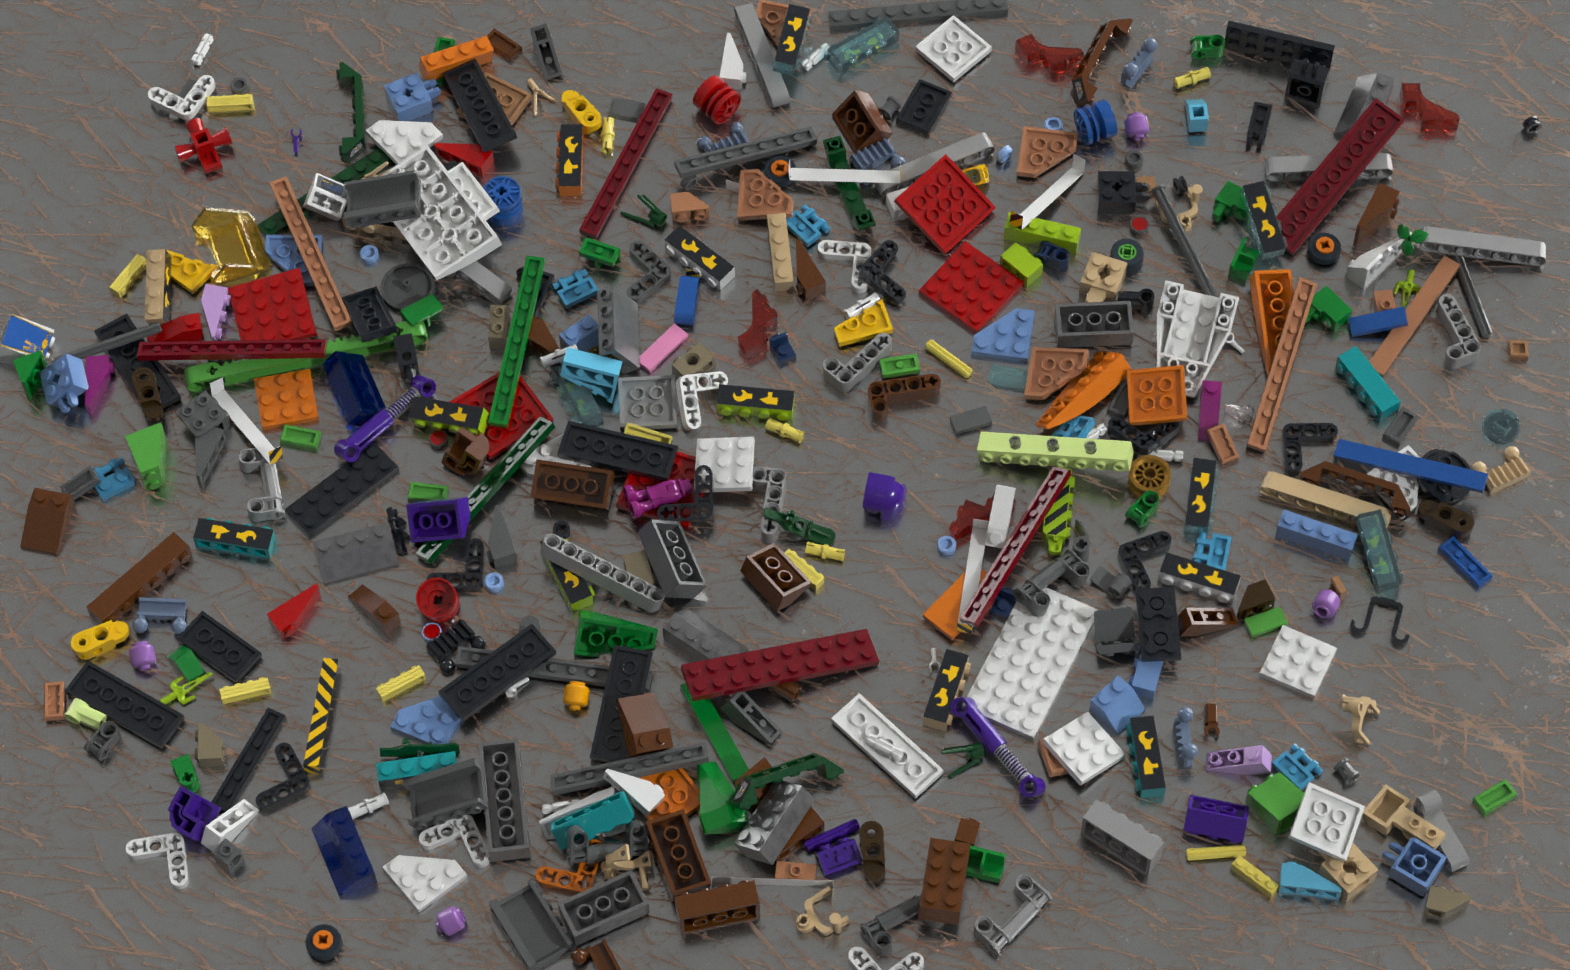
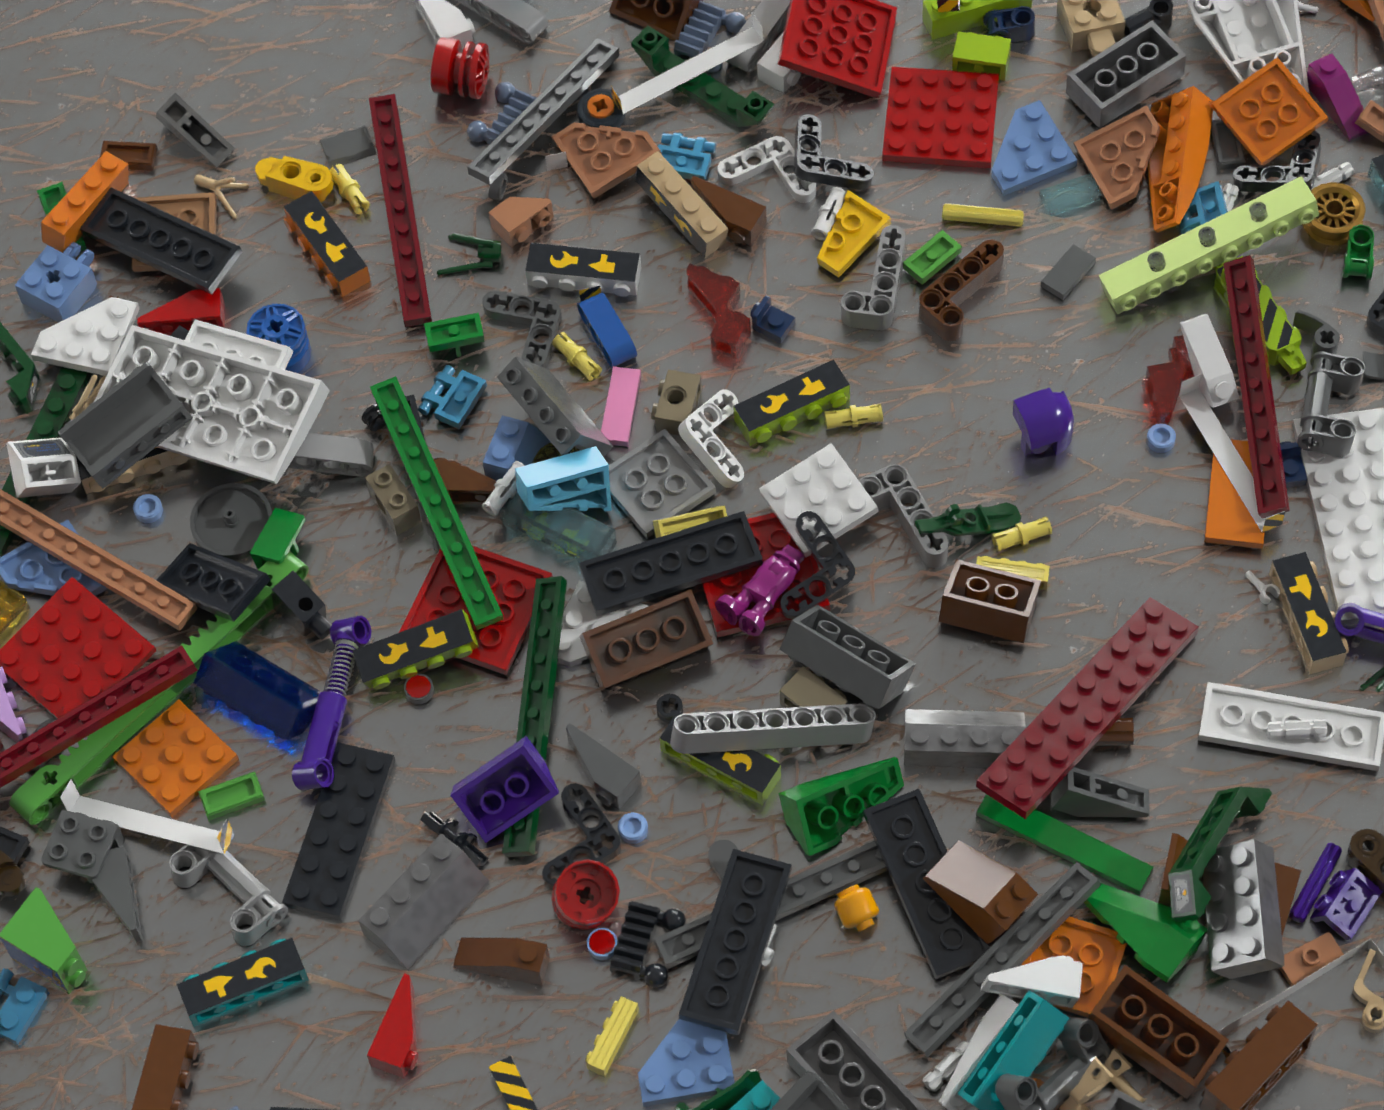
camera: 30 degrees left, 0 degrees up
(426, 492) = (456, 766): bright green tile -> none
(466, 453) = (476, 682): reddish brown brick -> none
(659, 305) = (576, 356): none -> light yellow pin

